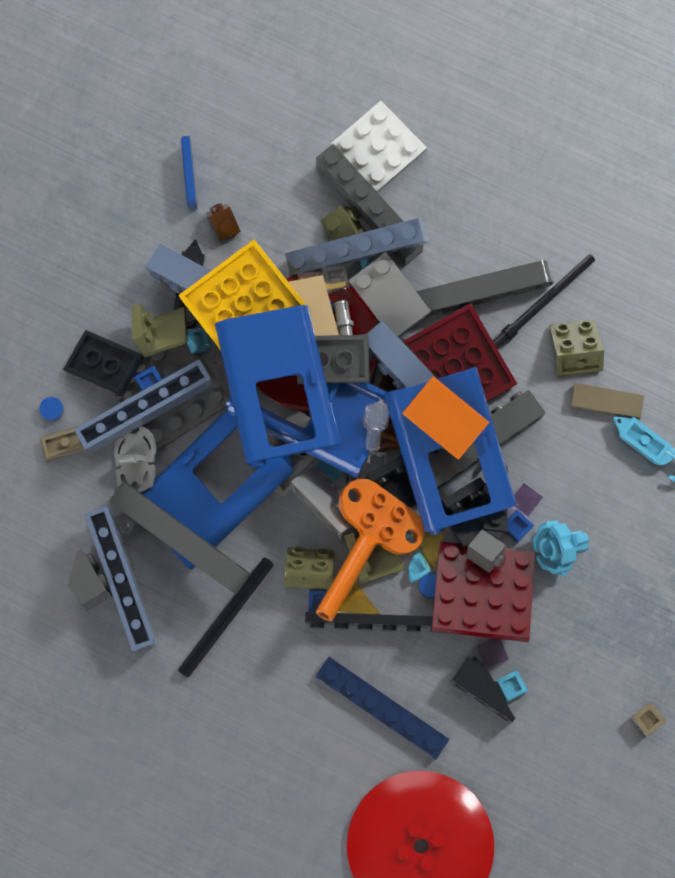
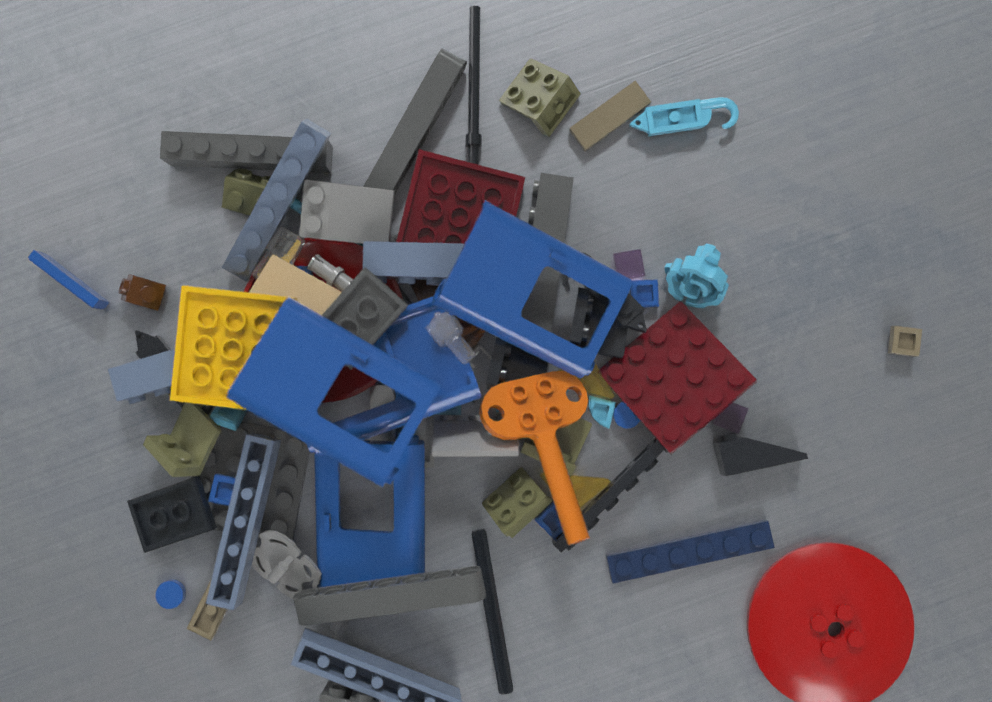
camera: 40 degrees left, 10 degrees up
(379, 146) = (203, 92): white plate -> none
(445, 417) = (505, 271): orange tile -> none
(486, 551) = (647, 343): dark grey brick -> none
(511, 686) = (771, 426): medium azure tile -> none

